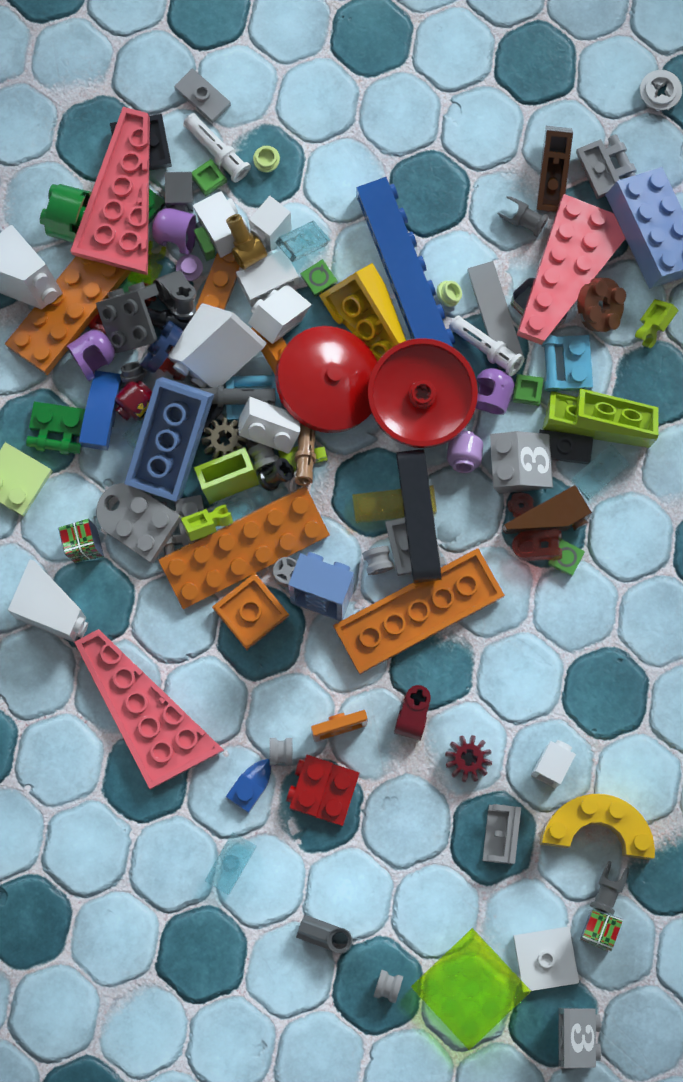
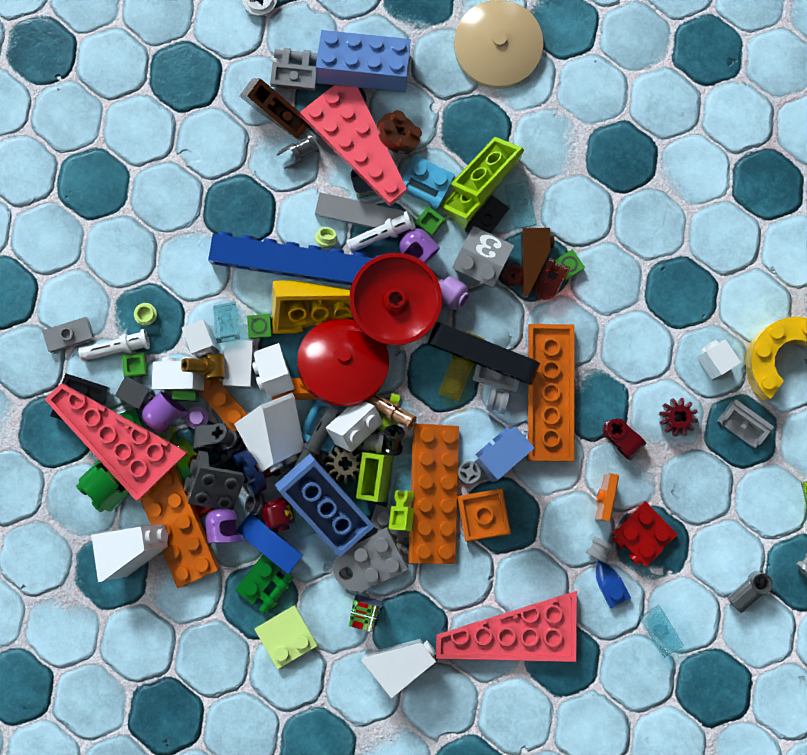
camera: 60 degrees left, 5 degrees up
(655, 318) = (429, 101): lime plate -> none

